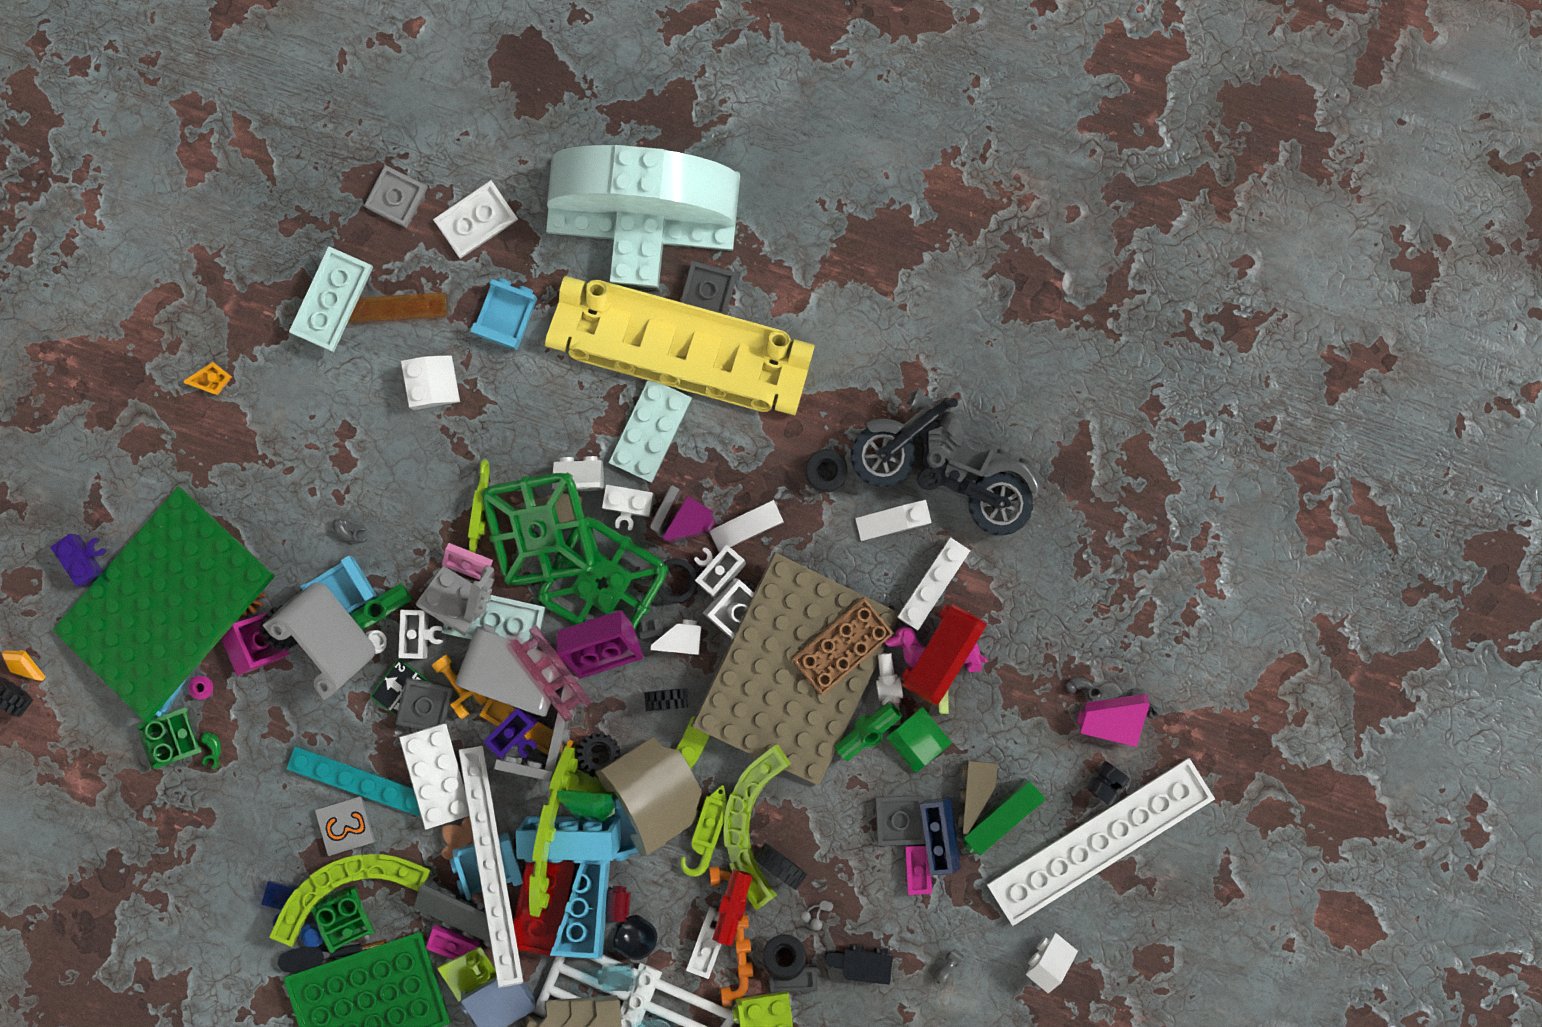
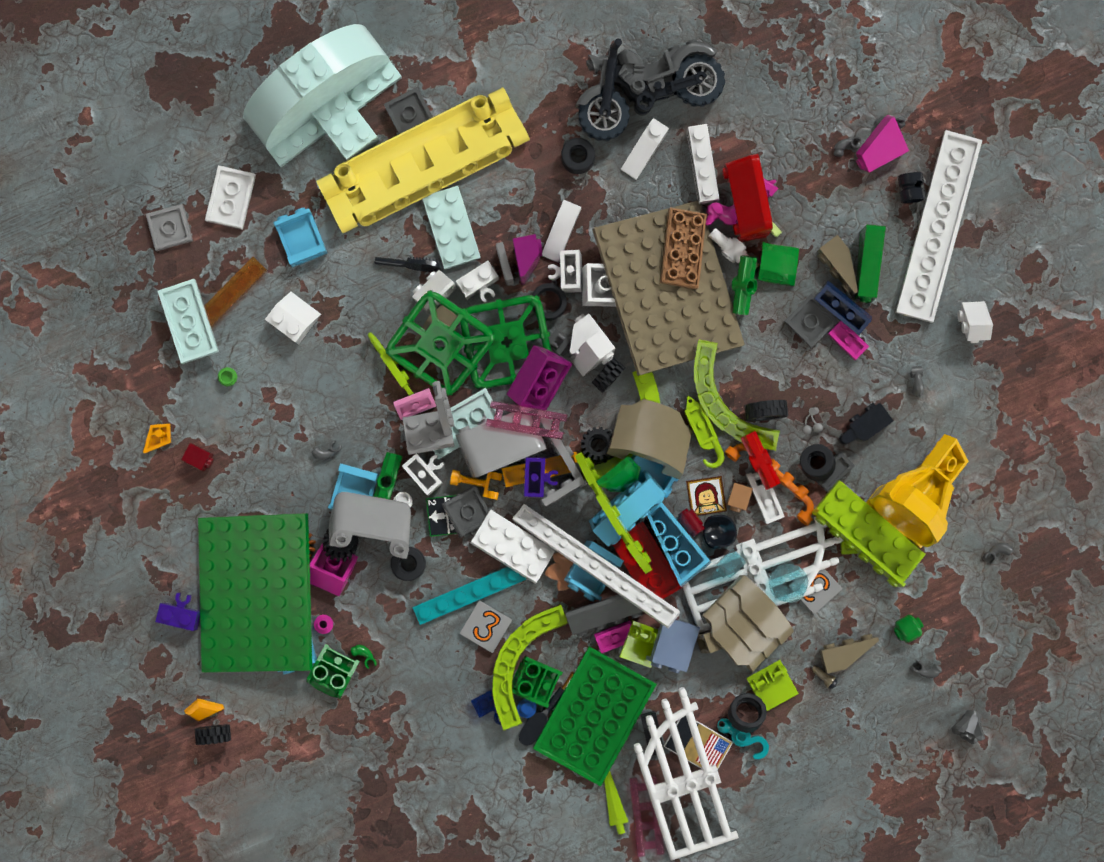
camera: 45 degrees left, 0 degrees up
(227, 431) = (198, 457): none -> dark red brick
(316, 715) = (409, 575): none -> black tyre
(322, 381) = (227, 376): none -> bright green plate
(583, 430) = (414, 264): none -> black piece
(656, 892) = (706, 495): none -> sticker
(670, 667) = (593, 352): none -> white wedge
(683, 922) = (739, 497): none -> medium nougat brick

